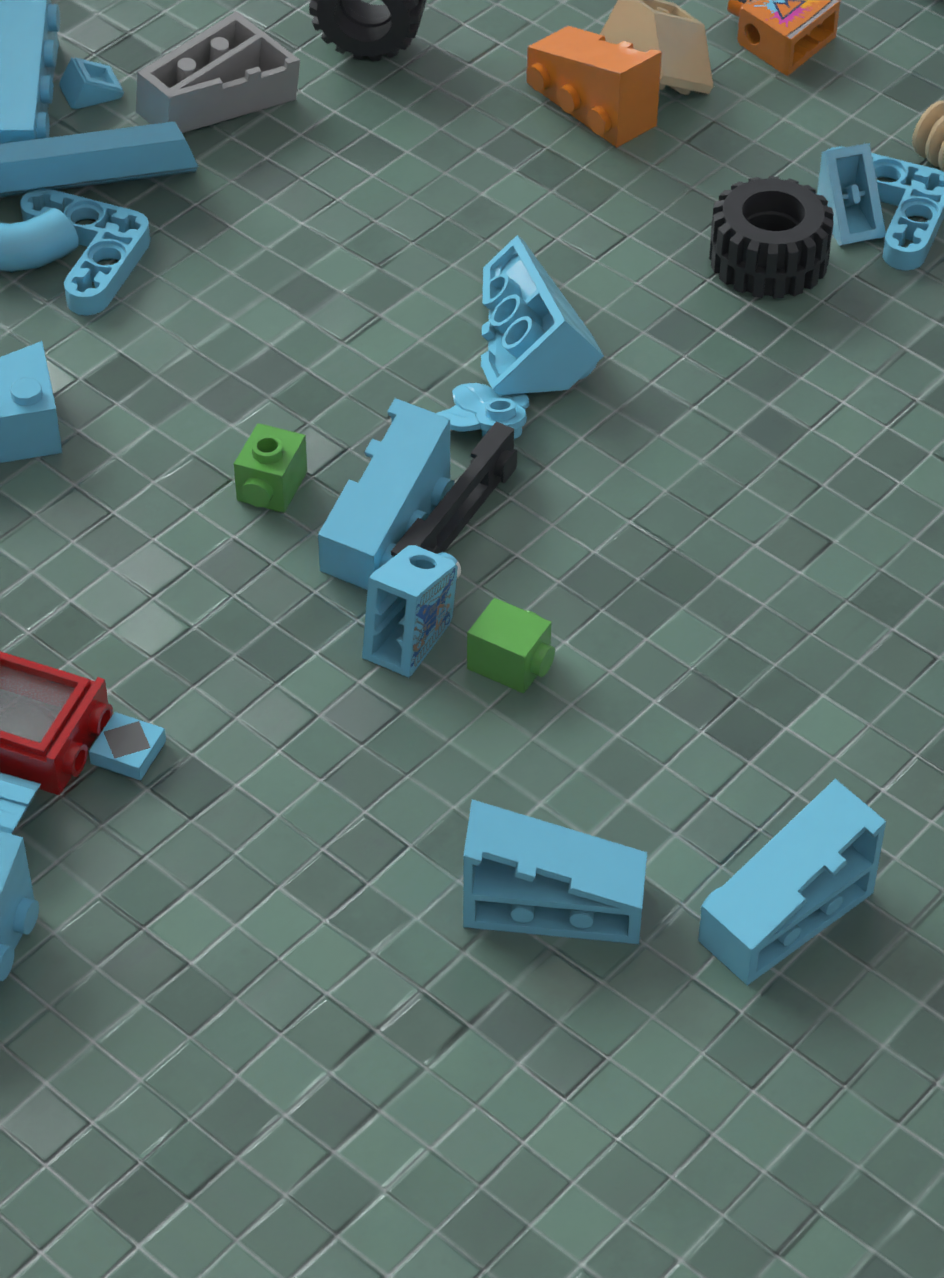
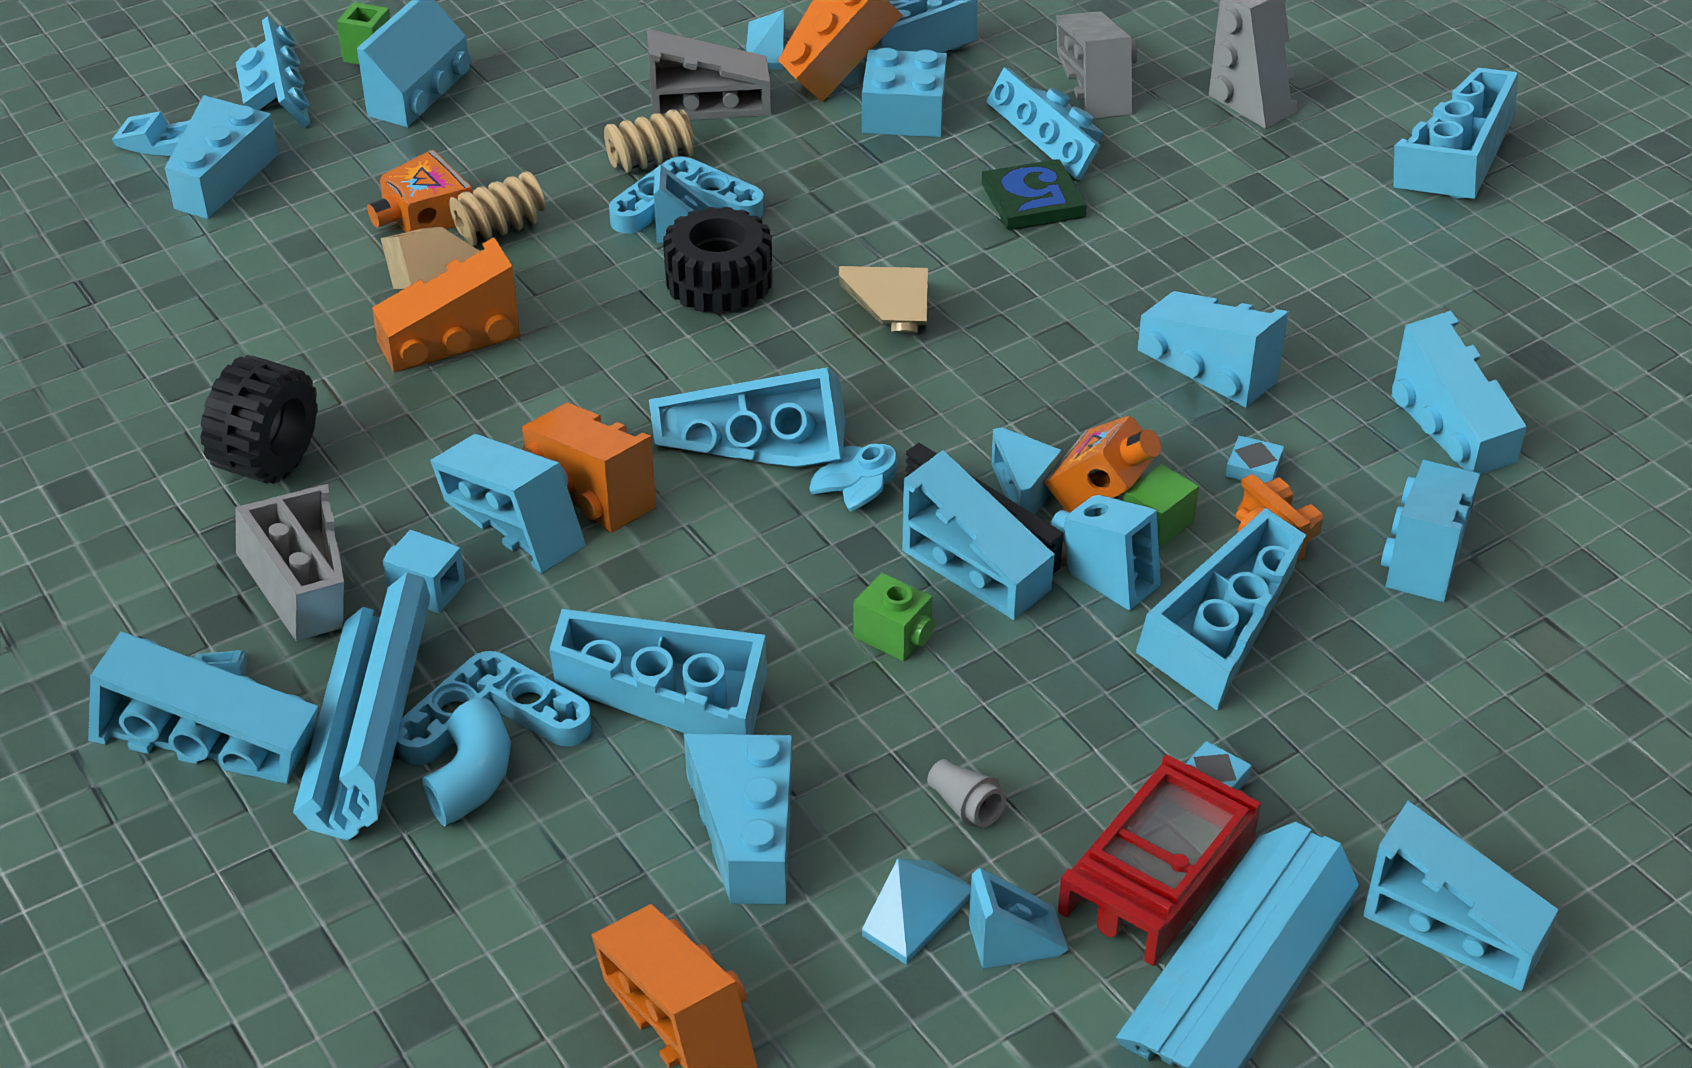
camera: 75 degrees left, 5 degrees down
(48, 563) = (971, 795): none -> light grey cone
(134, 340) = (663, 670): none -> medium azure wedge
(236, 158) = (429, 558): none -> medium azure brick
(342, 182) = (513, 493): none -> medium azure wedge
(350, 710) = (1218, 611): none -> medium azure wedge
(409, 220) = (604, 465): none -> orange wedge
(517, 531) = (1023, 467): none -> medium azure slope
(521, 738) = (1277, 498): none -> orange hips
(544, 579) = (1115, 448): none -> orange torso
(634, 727) = (1255, 458): none -> medium azure tile
(778, 375) = (889, 294): none -> tan slope
(780, 71) = (496, 206): none -> tan piece
(803, 654) = (1216, 344): none -> medium azure wedge

